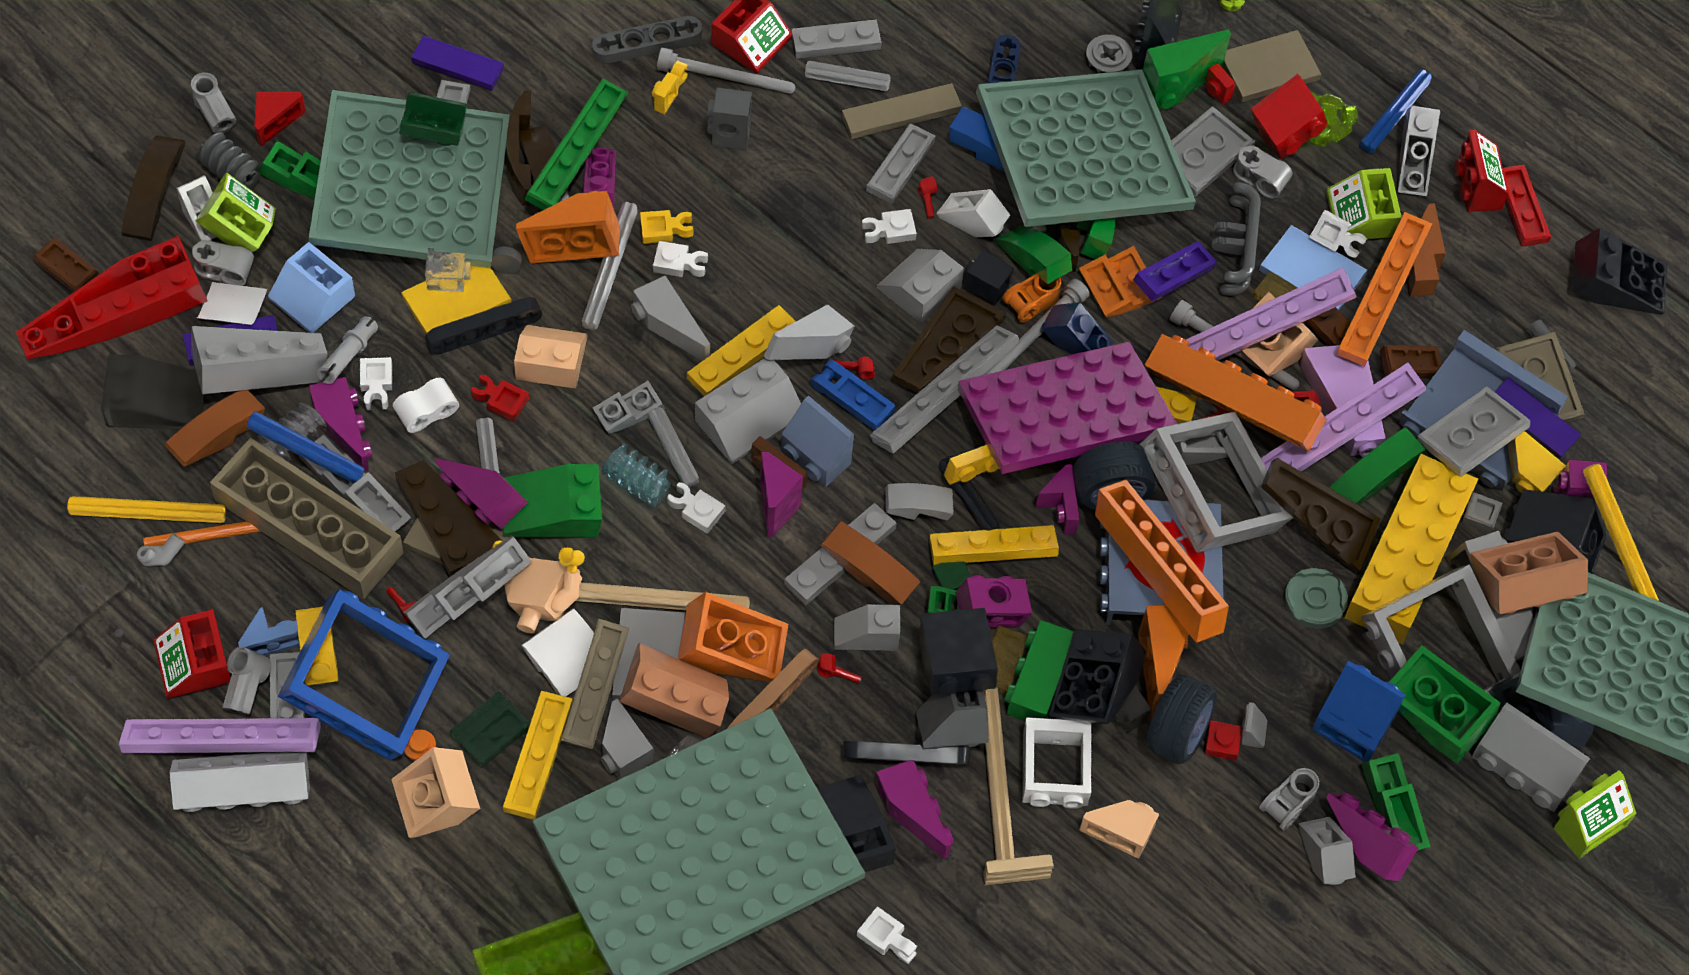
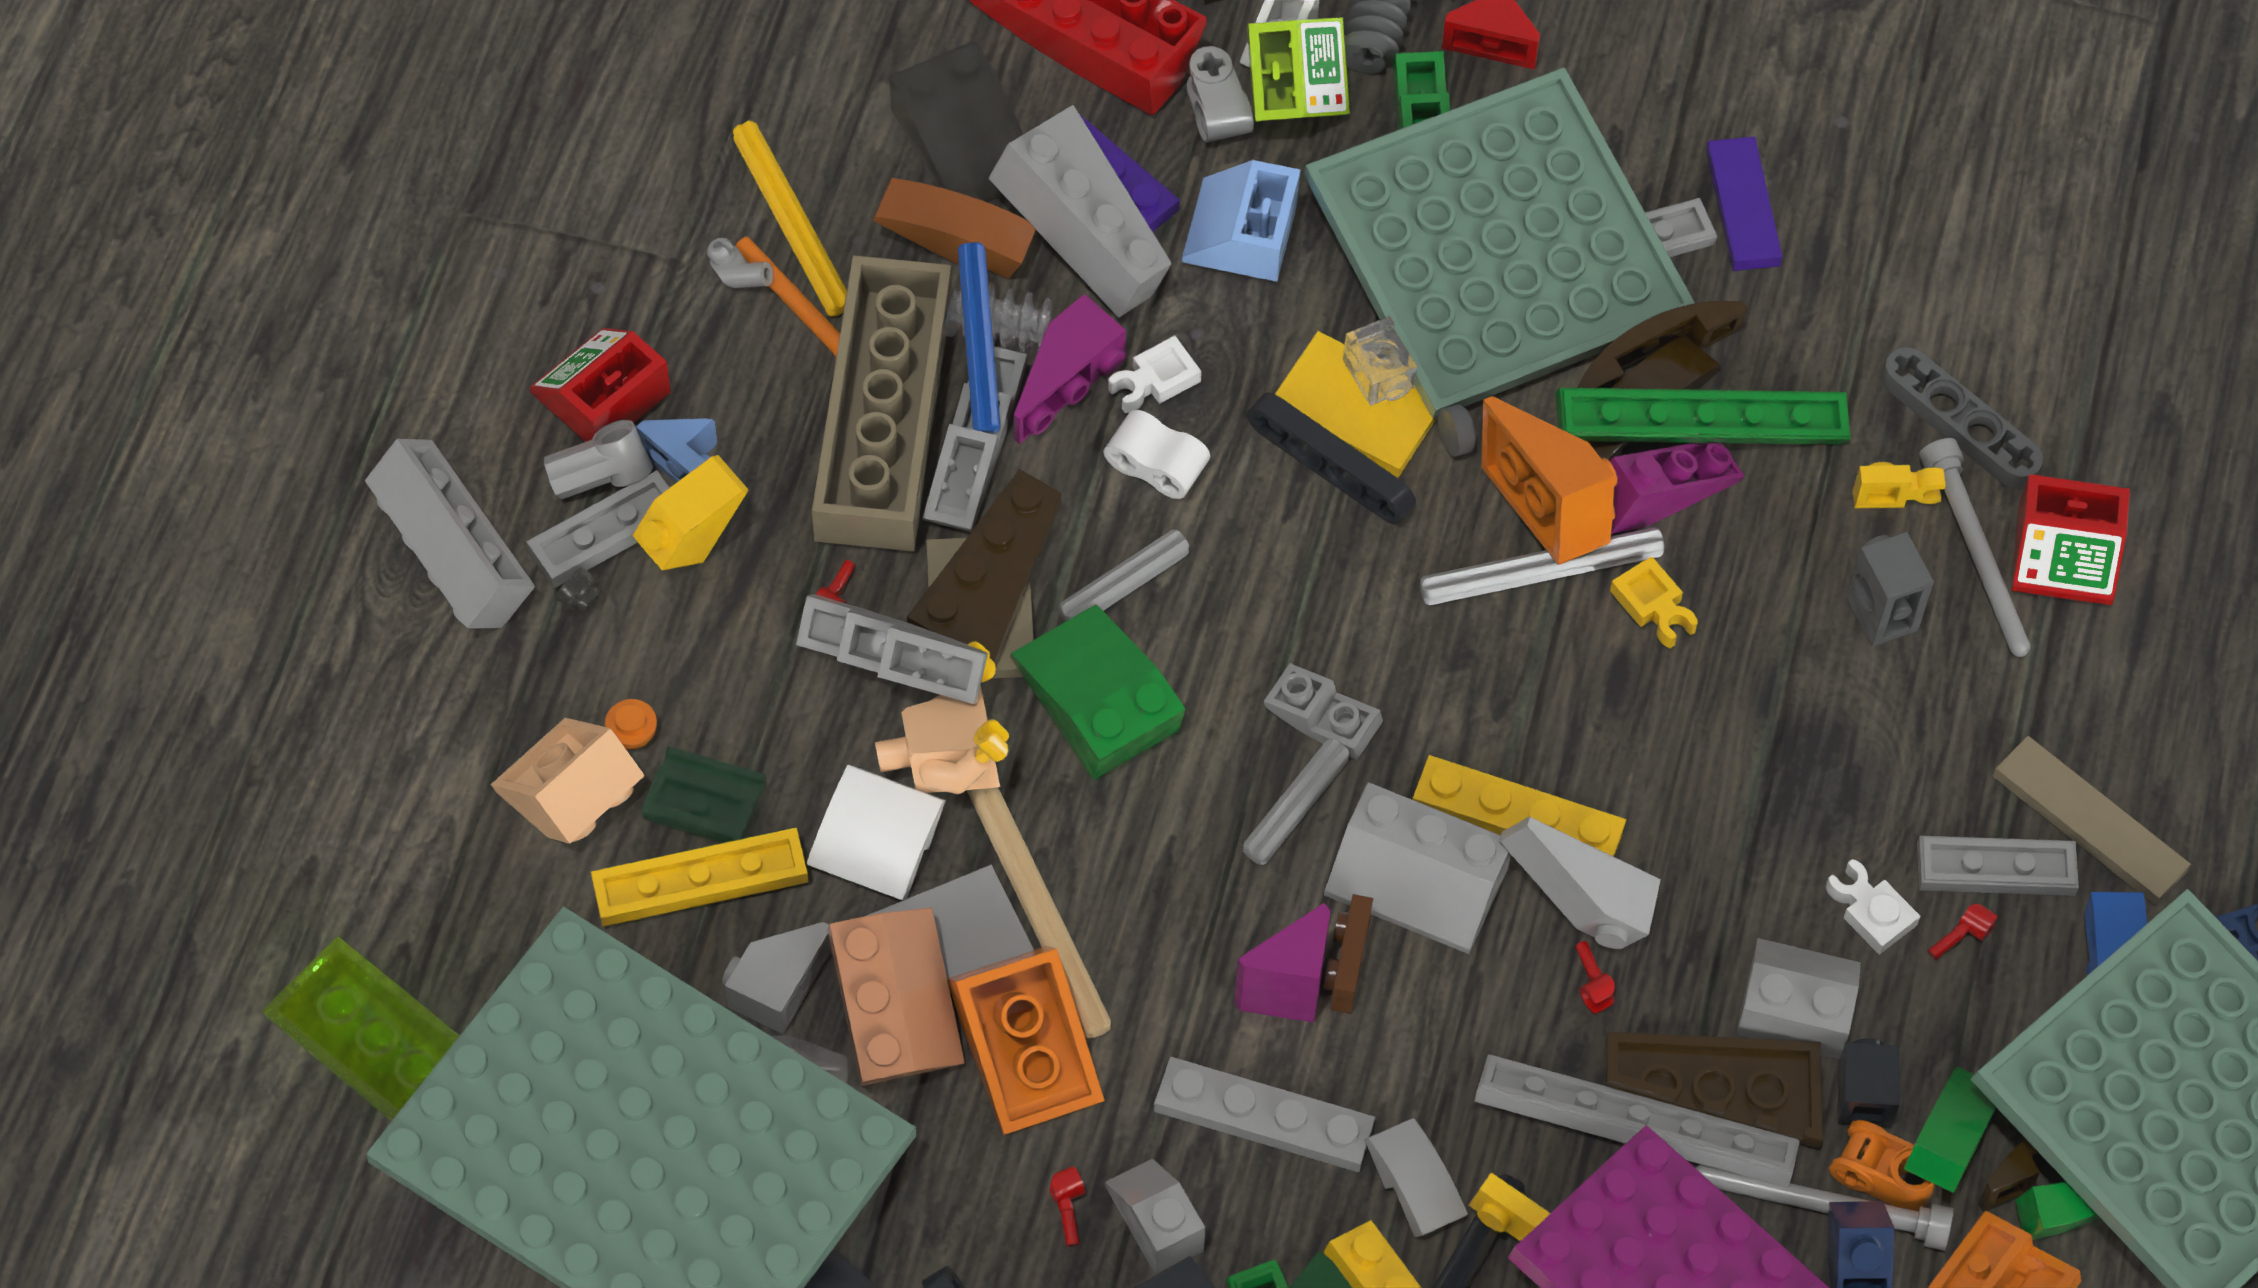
camera: 65 degrees right, 0 degrees up
(220, 735) = (499, 476): lavender plate -> none
(232, 303) = (1167, 146): white sticker -> none
(336, 715) = (760, 557): blue window -> none
(353, 342) = (1192, 313): light grey pin -> none
(433, 119) = (1600, 211): dark green bracket -> none
(485, 488) = (1053, 597): magenta slope -> none
(503, 399) = (1231, 542): red plate -> none
(549, 356) = (1341, 563): light nougat slope -> none
(595, 685) = (848, 890): dark tan tile -> none
(636, 476) = (1213, 775): clear light blue piece -> none
(668, 317) = (1509, 671): light grey slope -> none
(674, 259) = (1613, 644): white plate -> none
(698, 510) = (1219, 888): white plate -> none
(781, 686) = (981, 1137): medium nougat beam -> none
(817, 442) = (1411, 984): sand blue slope -> none
(836, 39) = (2154, 666): light grey plate -> none
(847, 75) = (2098, 714): light grey axle -> none
(853, 394) = (1539, 999): blue plate -> none
(870, 564) = (1258, 1156): dark orange slope -> none
(975, 212) = (1973, 1010): white slope -> none

